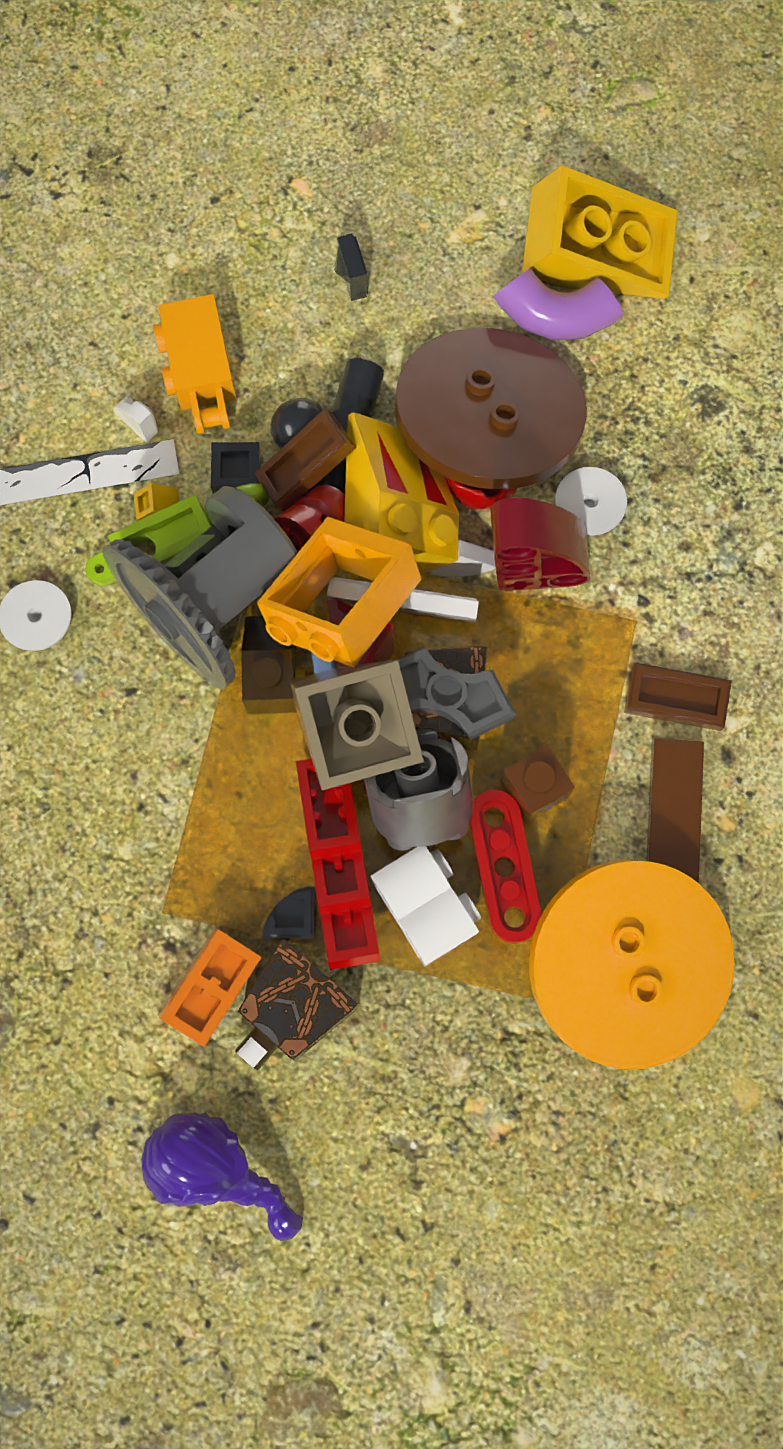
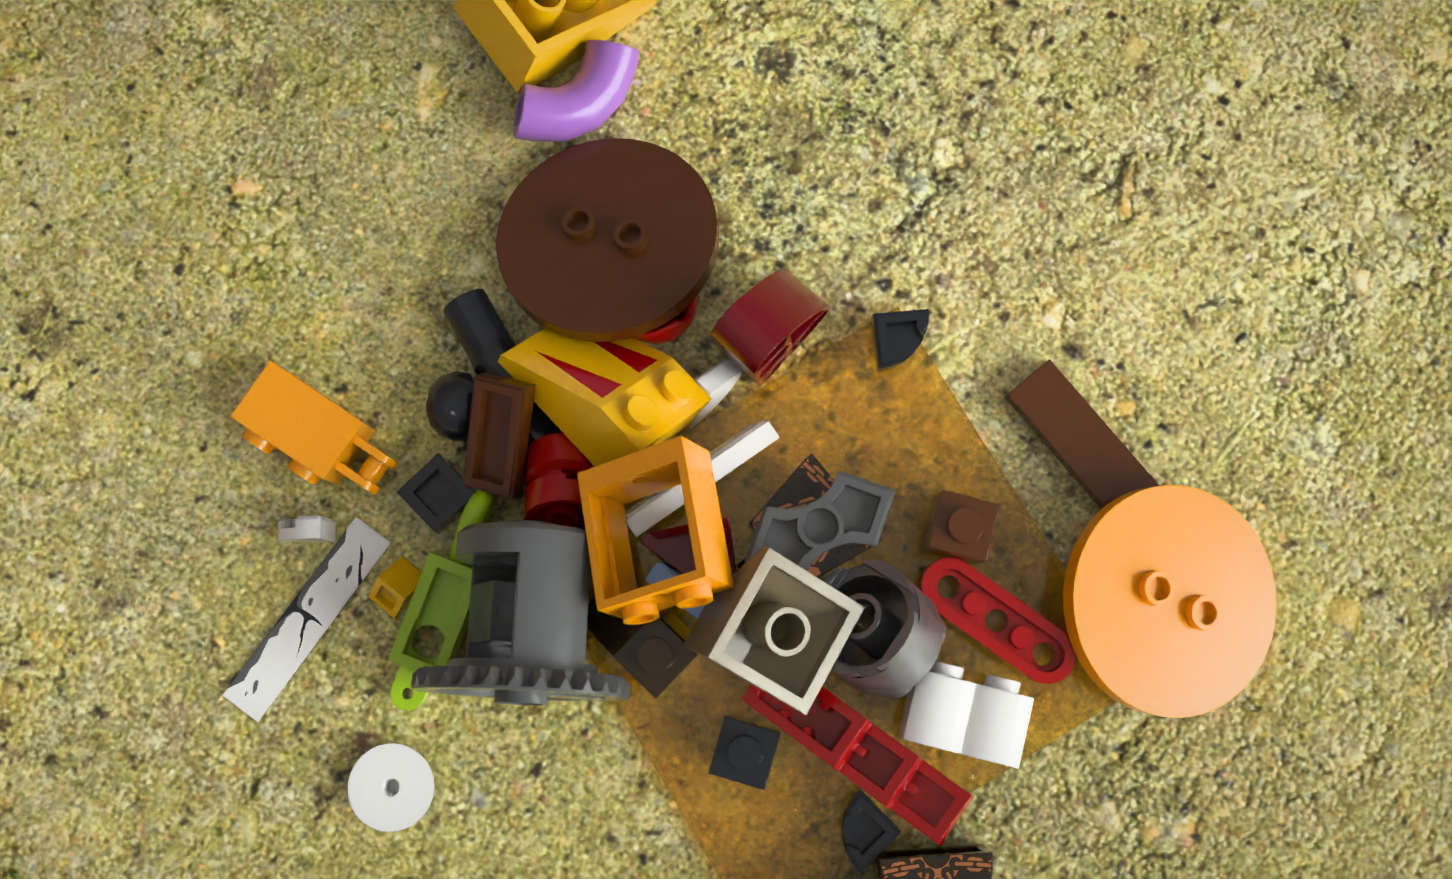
camera: 45 degrees left, 5 degrees up
(265, 796) = (744, 752): none -> black plate
(351, 266) = (364, 222): black tile -> none
(594, 498) = (764, 239): white piece -> none
(617, 635) = (897, 336): none -> black tile
(678, 696) = (990, 339): reddish brown tile -> none

